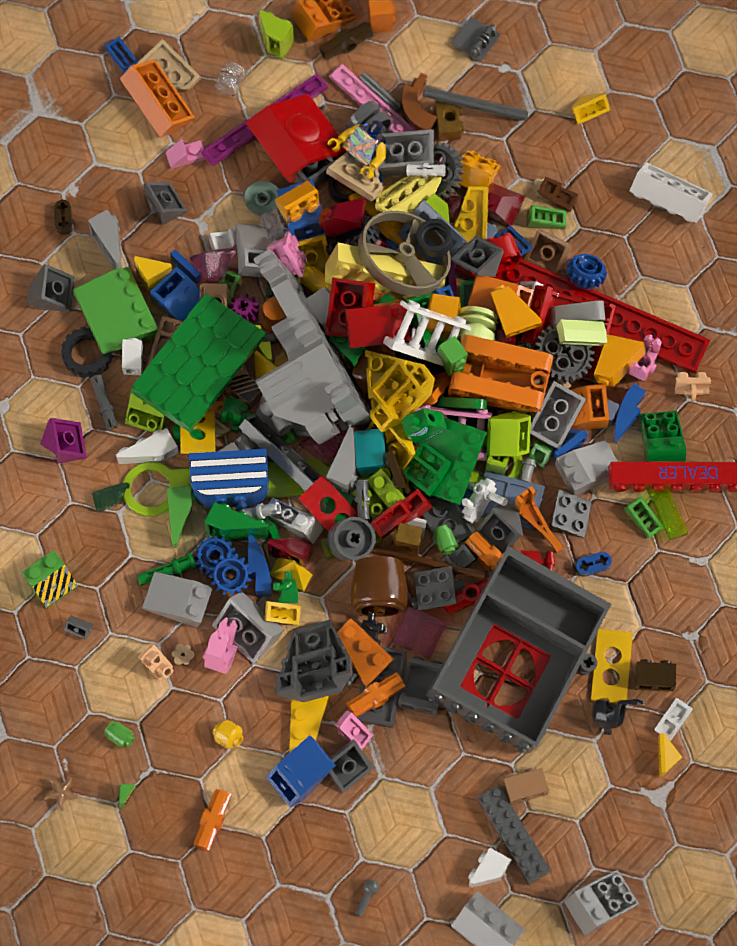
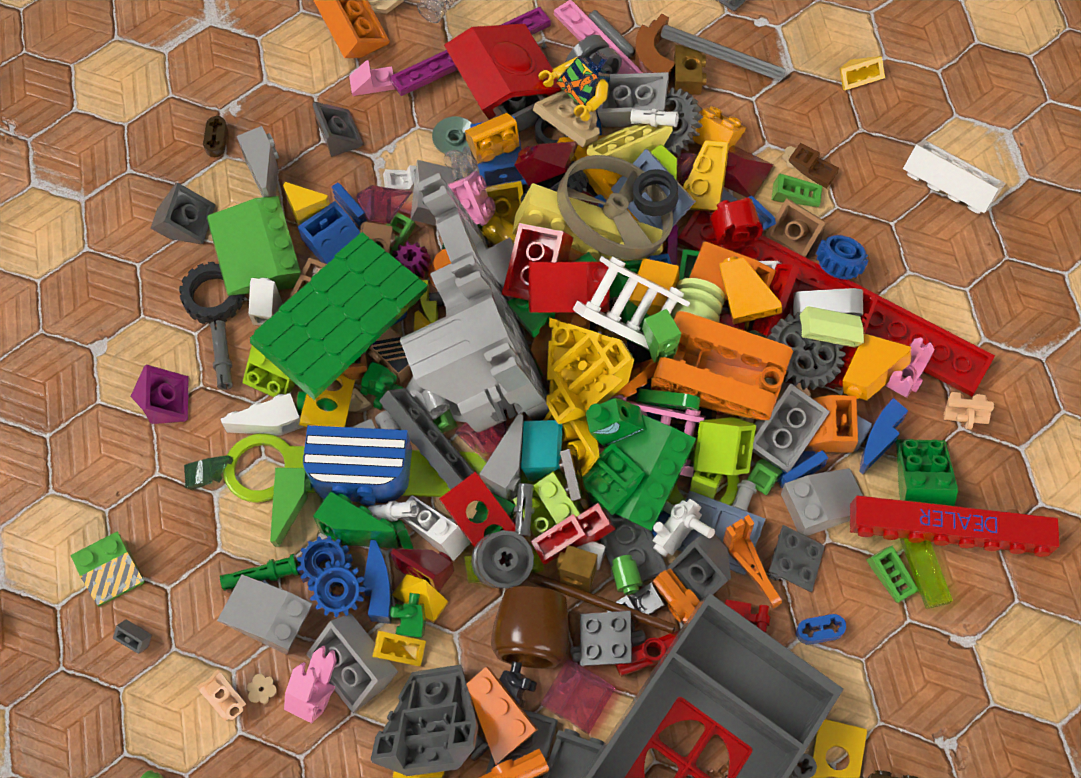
camera: 10 degrees right, 5 degrees down
(479, 257) = (710, 222): dark grey slope -> none

